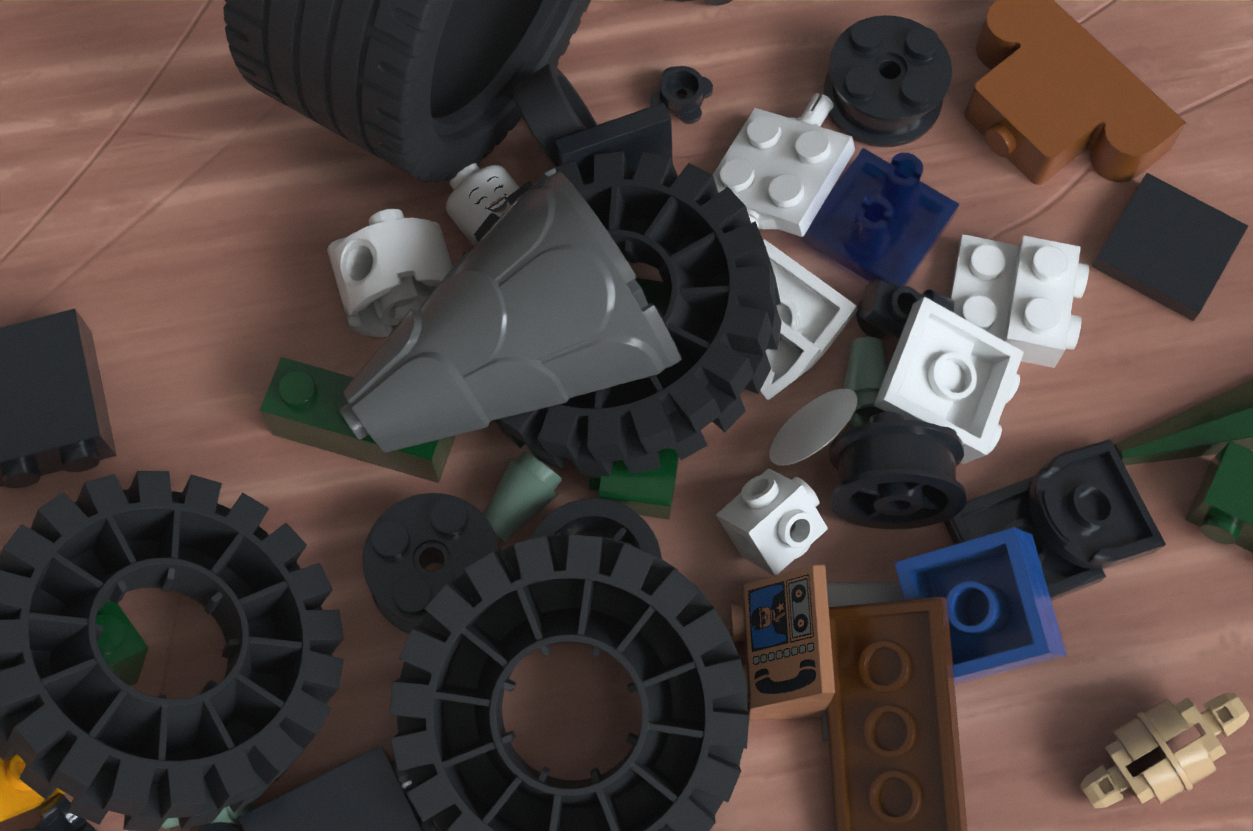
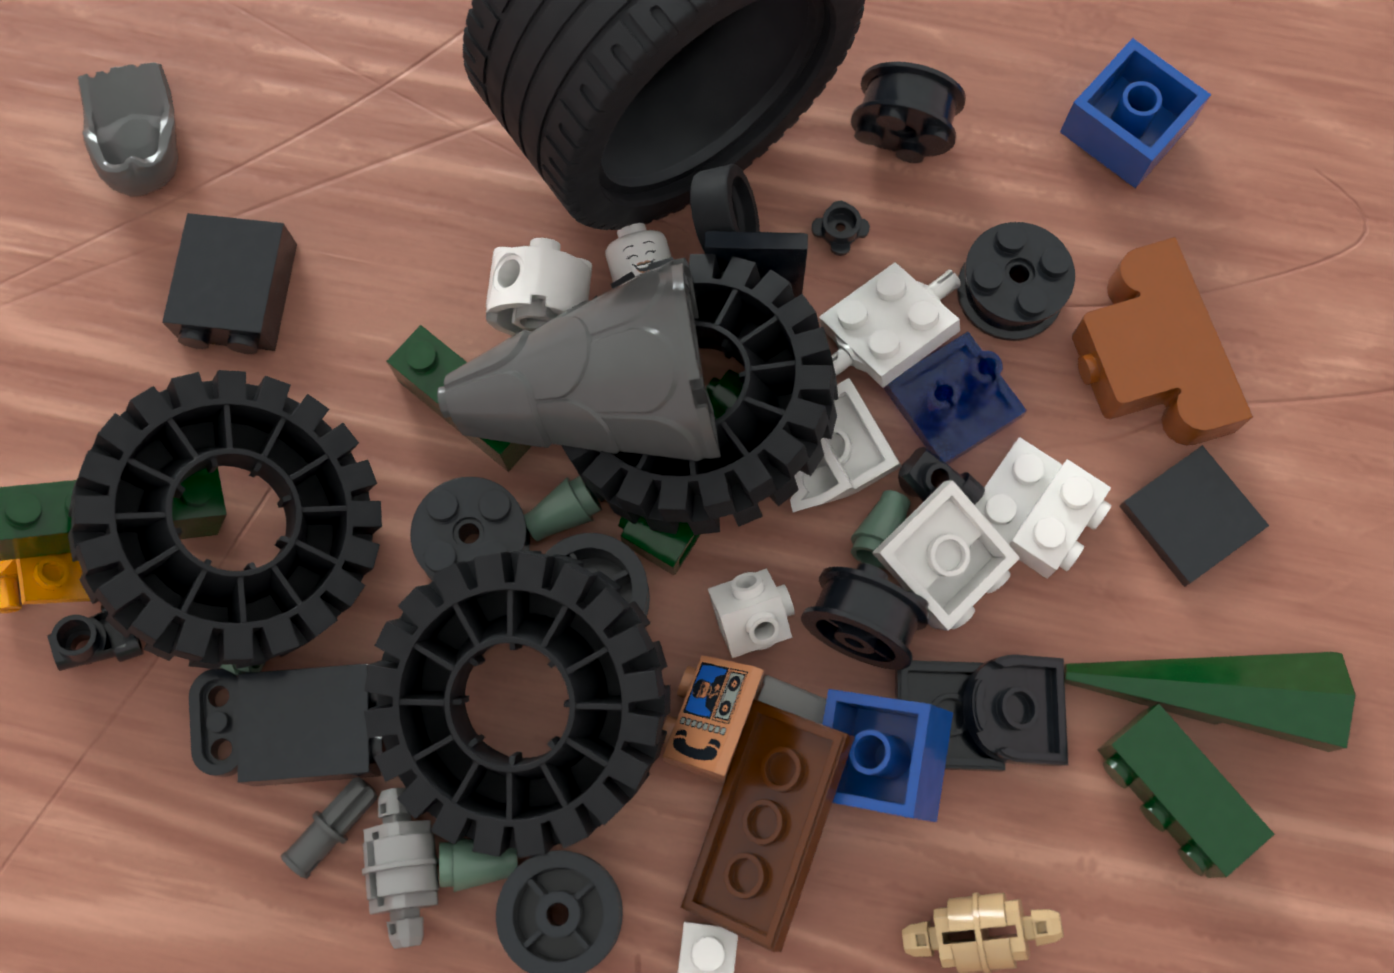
camera: 25 degrees right, 5 degrees up
(813, 427) = (817, 549): white sticker -> none

